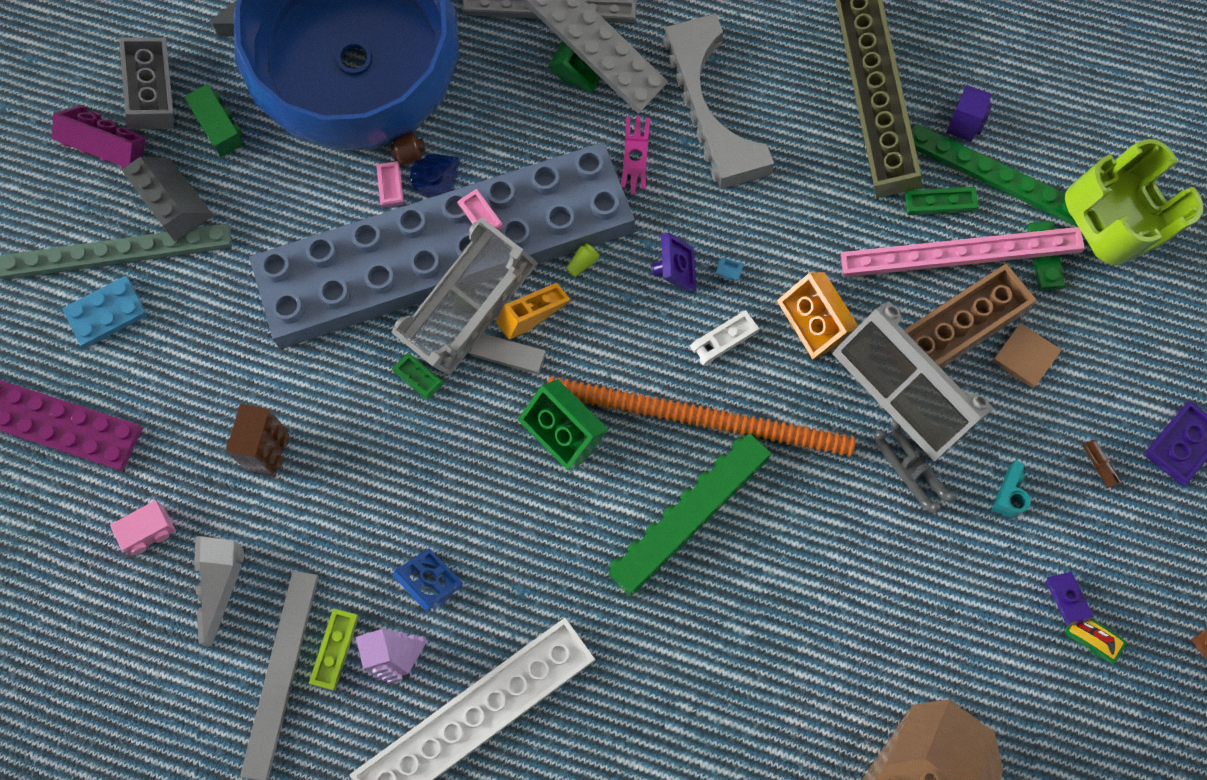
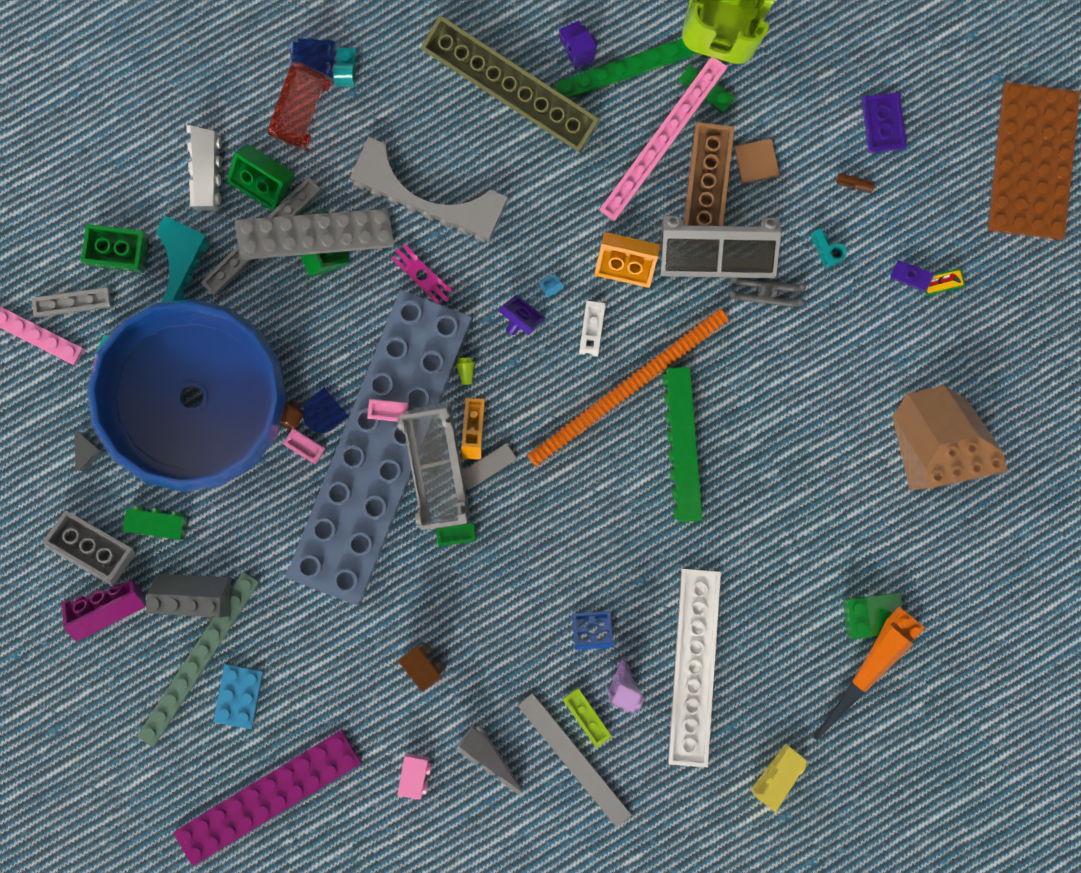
camera: 55 degrees left, 15 degrees up
(562, 424) = (567, 473): green brick -> none
(941, 201) = (618, 117): green plate -> none

